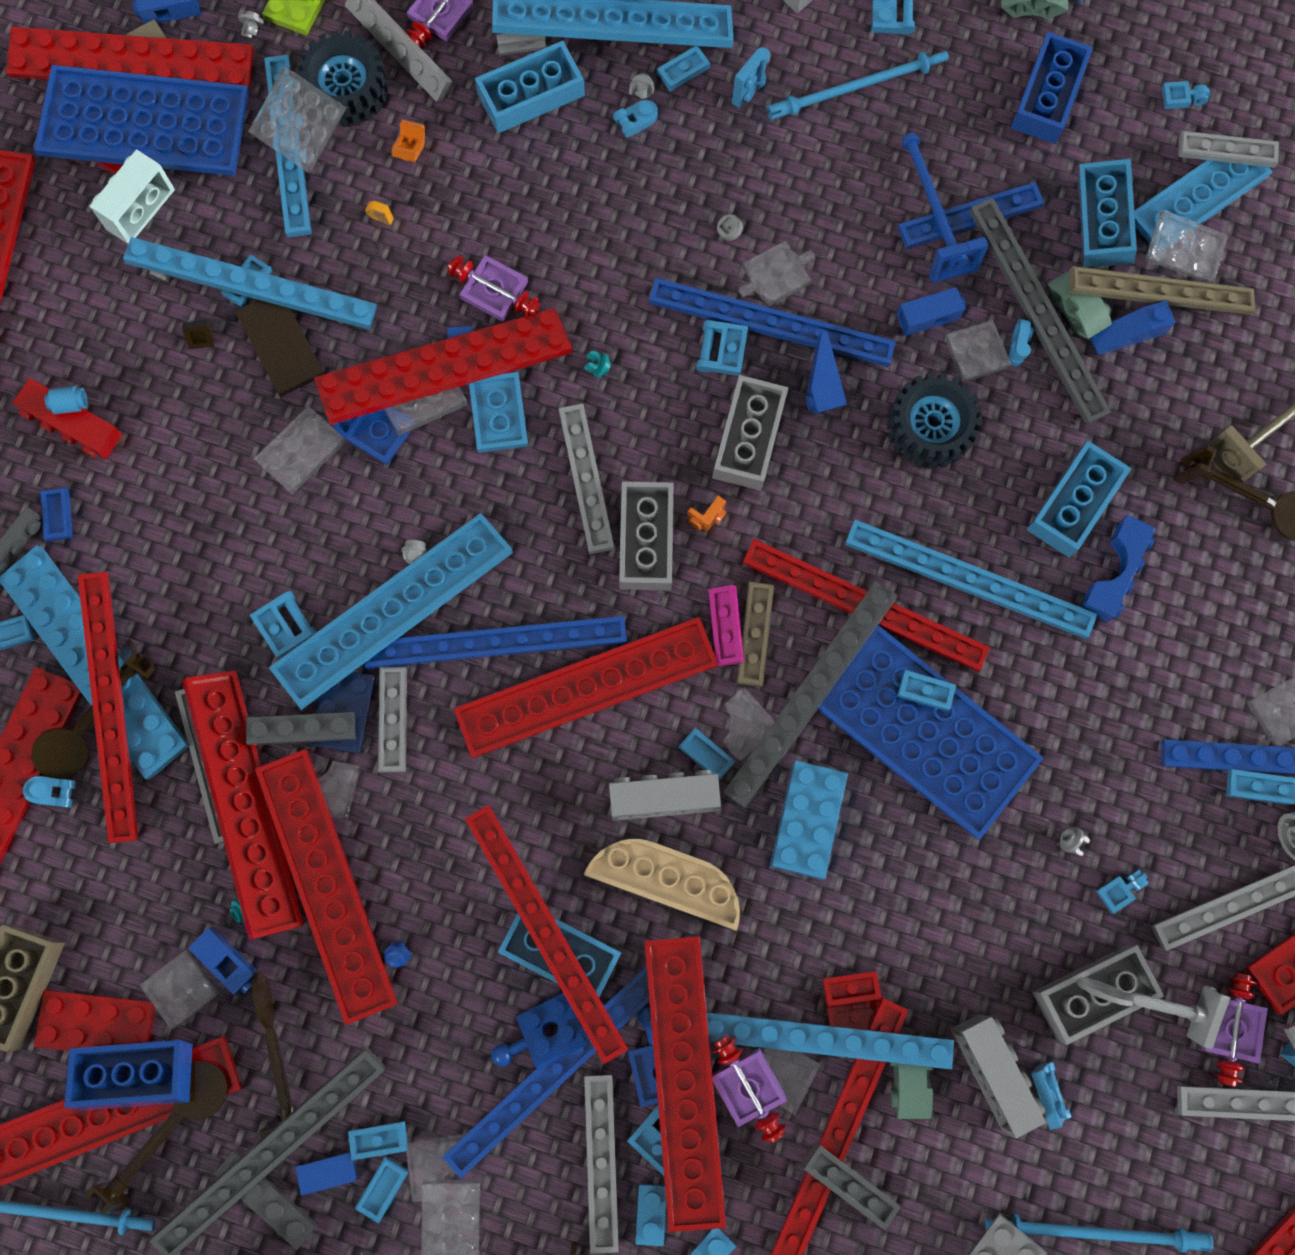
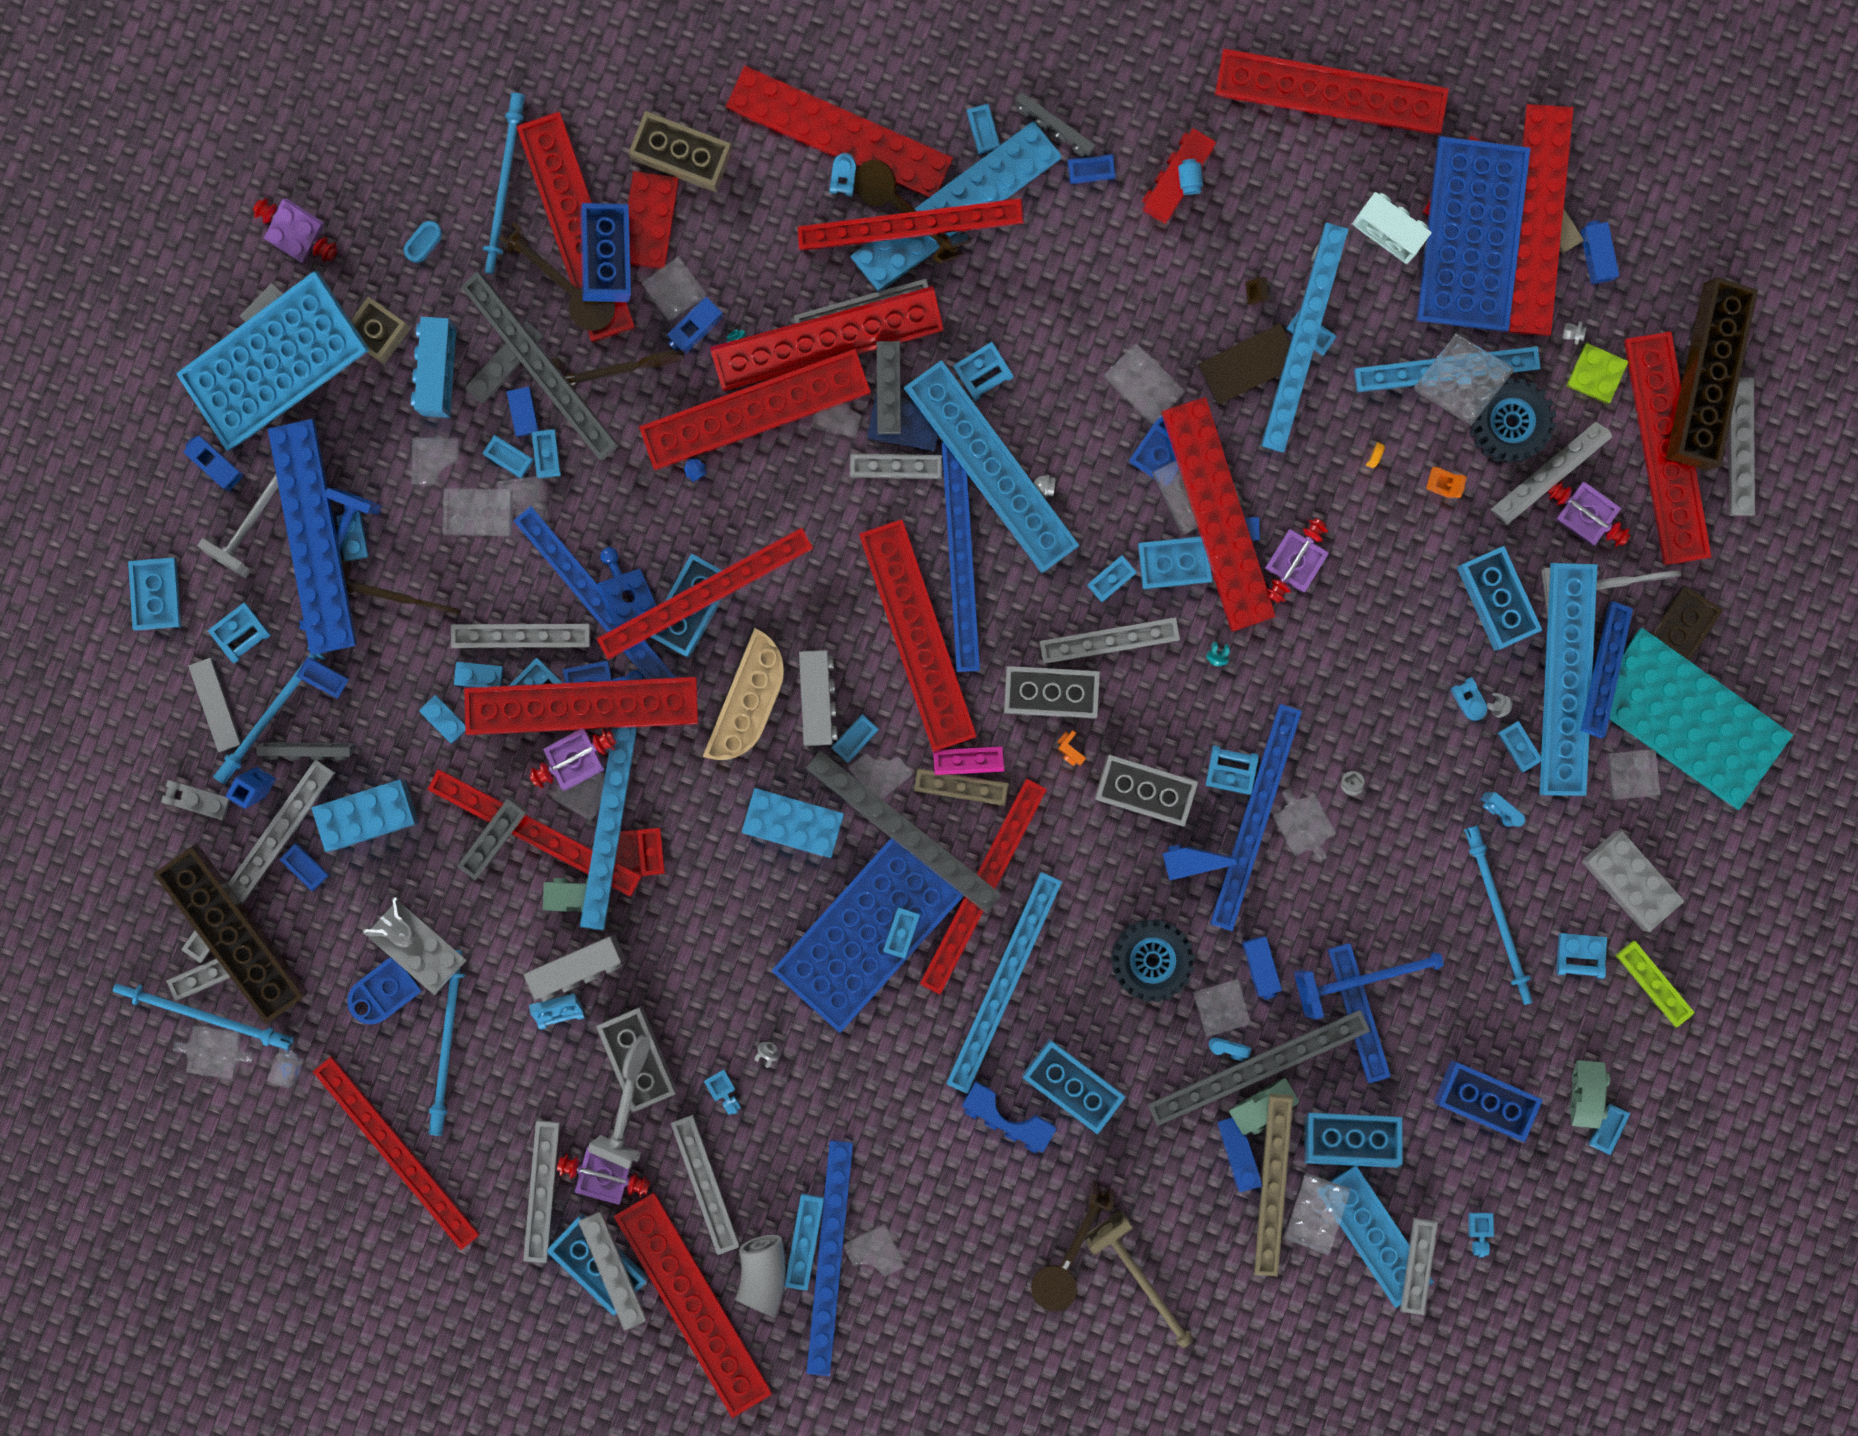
camera: 95 degrees right, 10 degrees up
(517, 478) = (1111, 578): none -> dark azure plate

